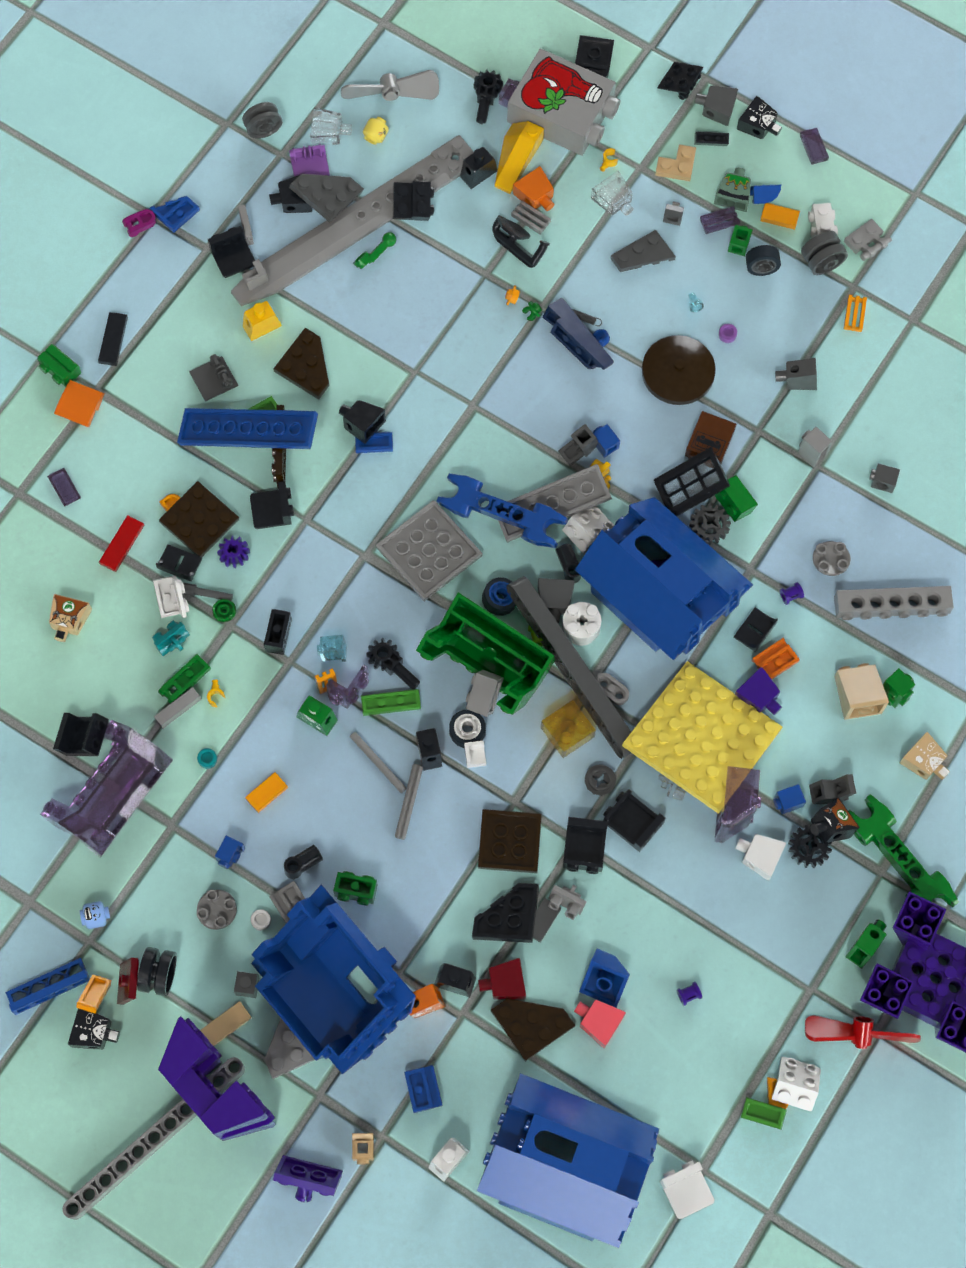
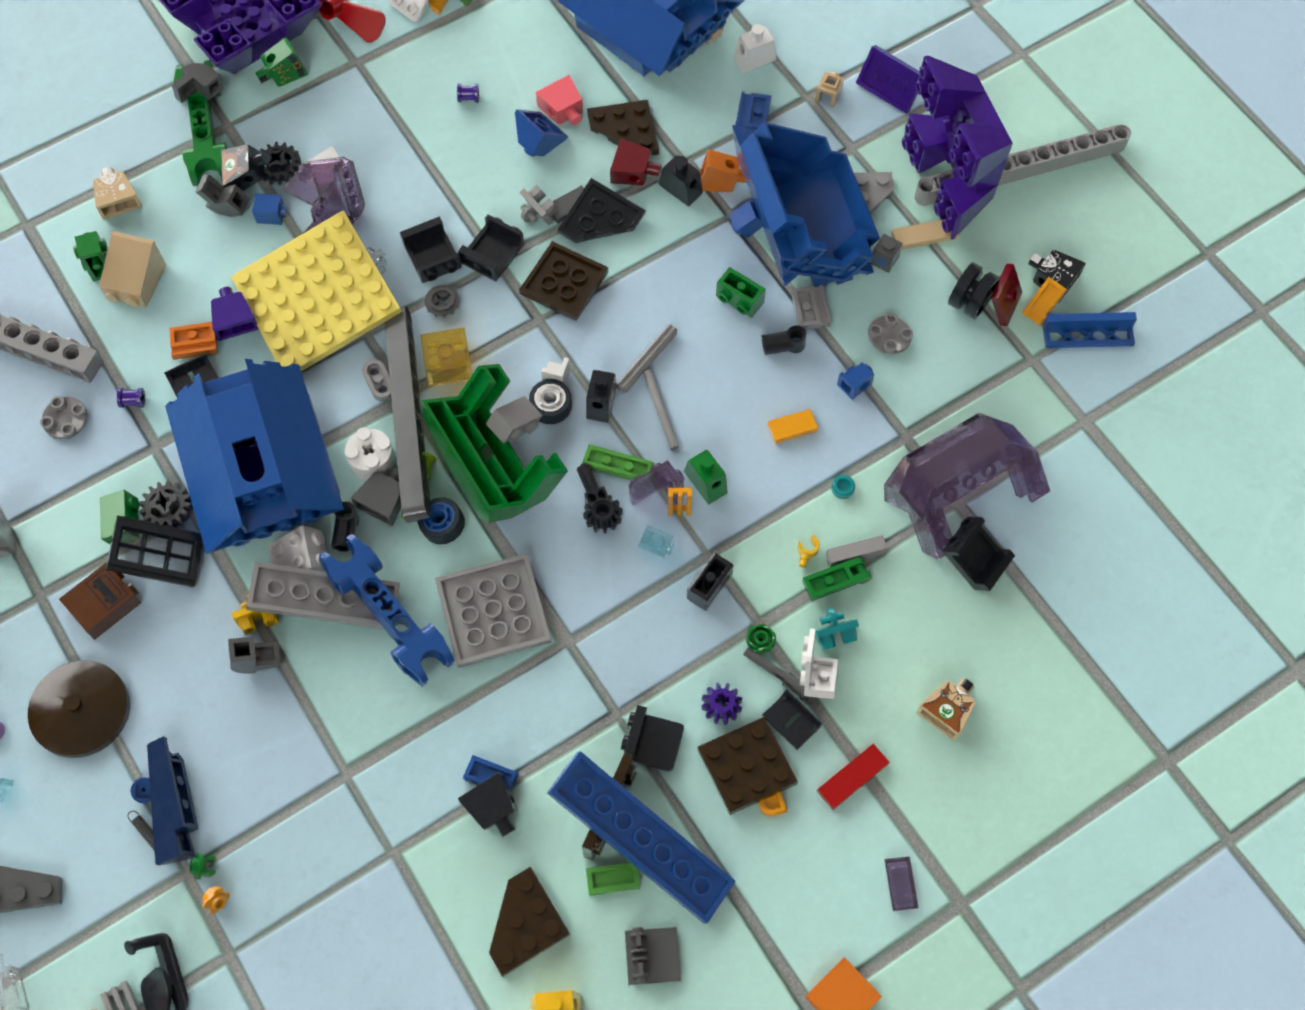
camera: 155 degrees left, 5 degrees down
(94, 915) = (1020, 373): light blue head -> none
(260, 920) = (848, 310): white tile -> none
(607, 440) = (216, 652): blue brick -> none
(922, 884) = (197, 78): none -> dark grey brick

